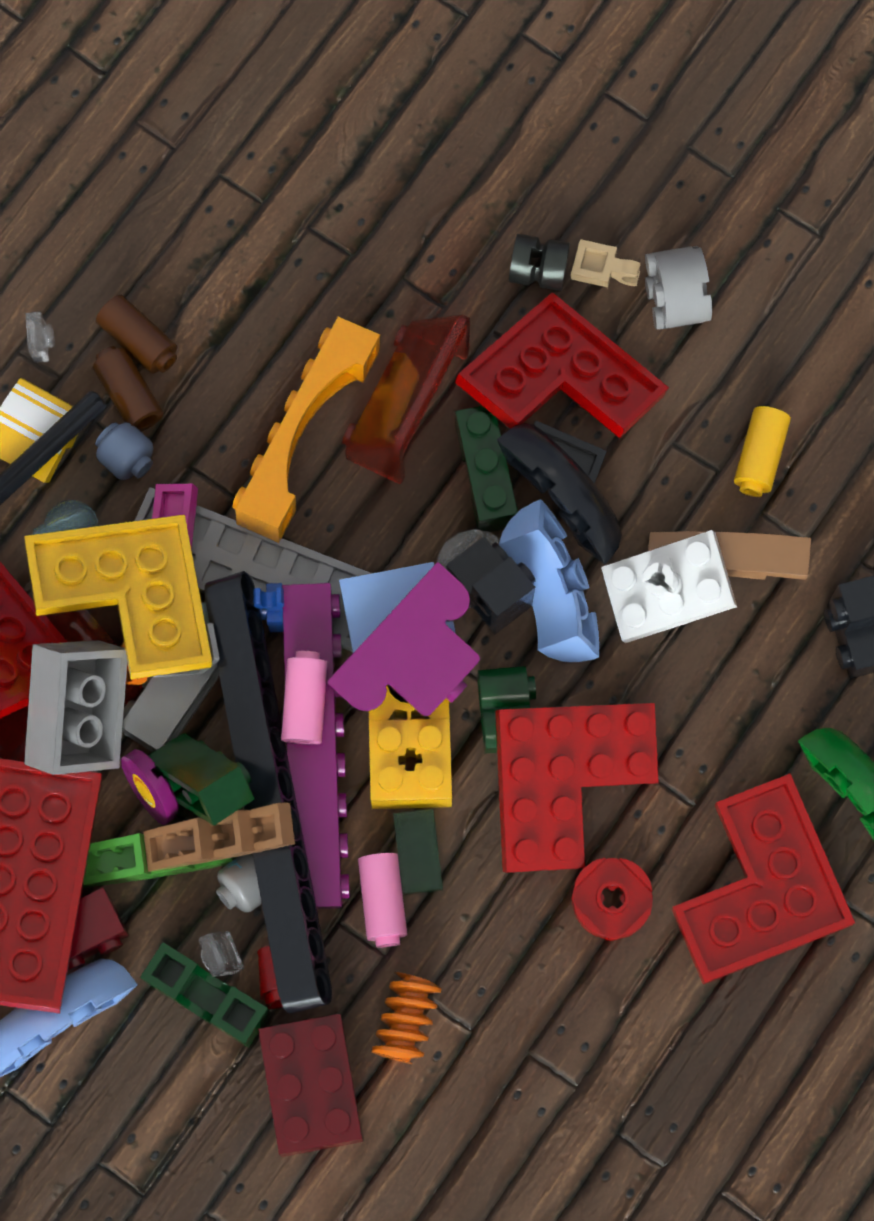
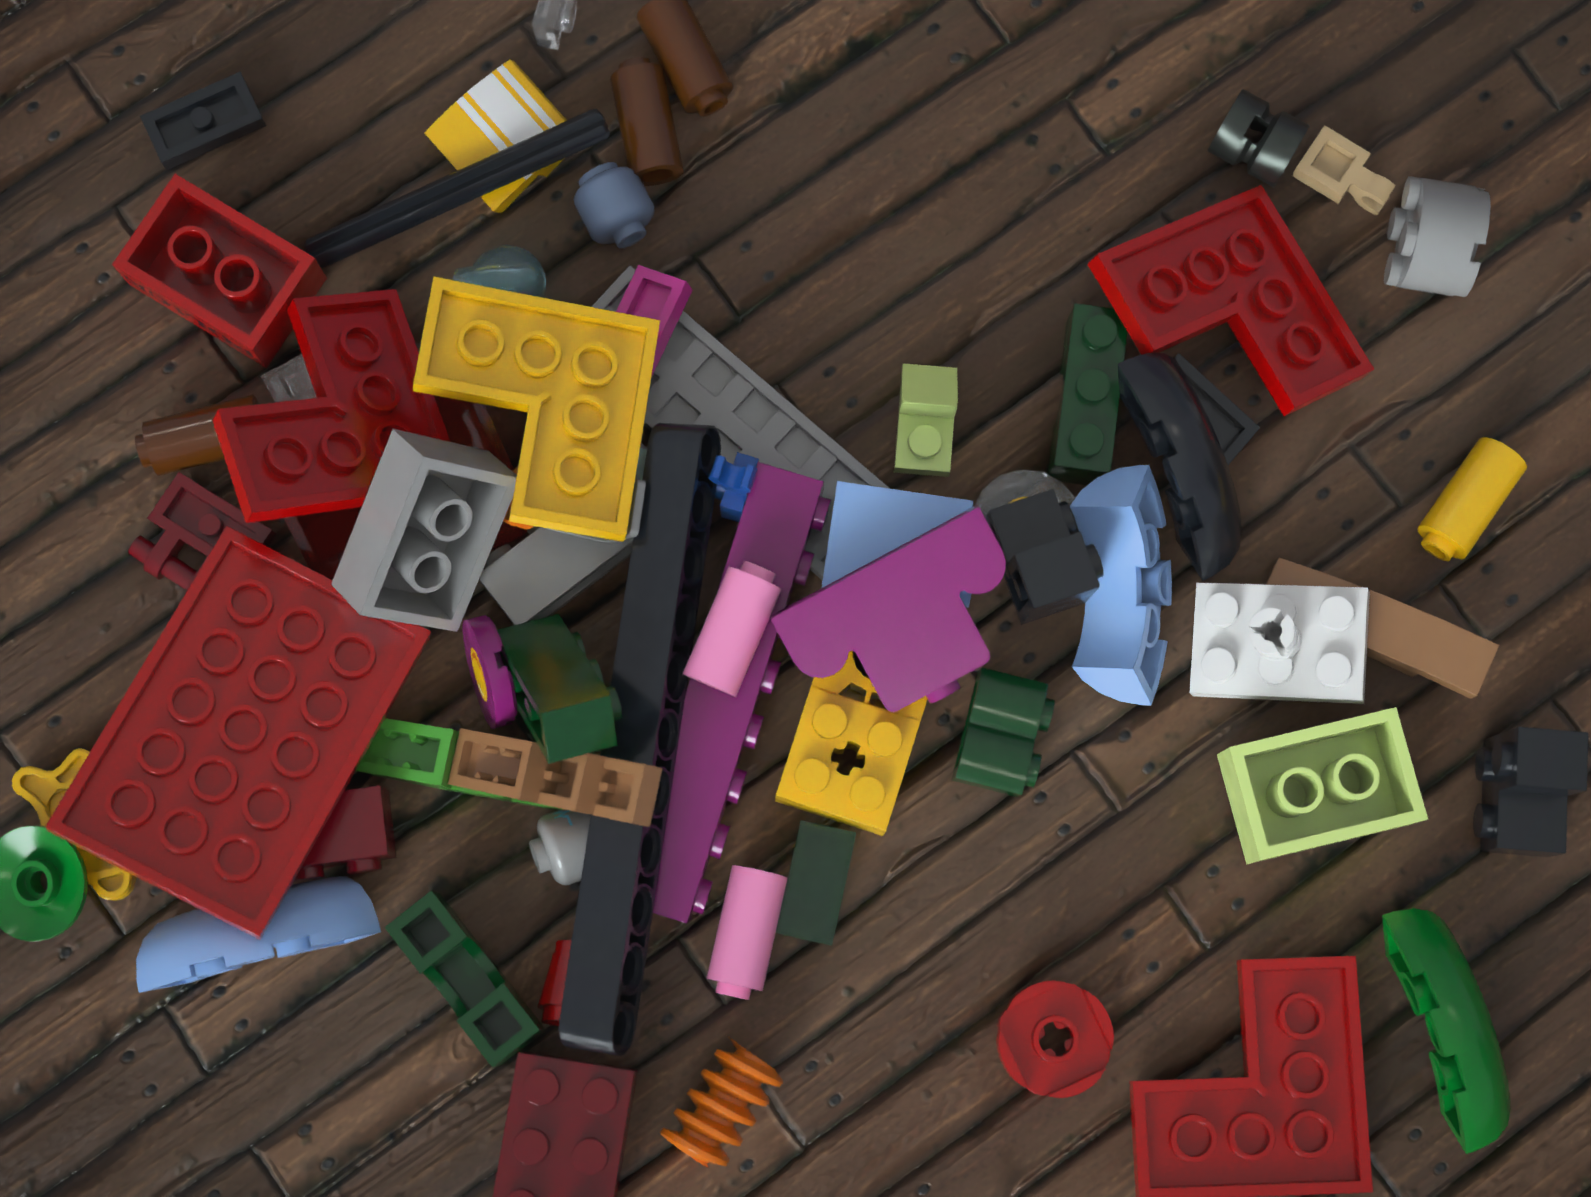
camera: 15 degrees right, 5 degrees up
(220, 954) = (505, 928): clear plate -> none
(343, 357) = (948, 179): light orange arch -> none
(384, 522) = (926, 420): none -> yellowish green slope
(405, 393) = (1016, 255): clear red windscreen -> none
(547, 760) = (1032, 824): red plate -> none
(728, 670) = (1321, 785): none -> yellowish green brick

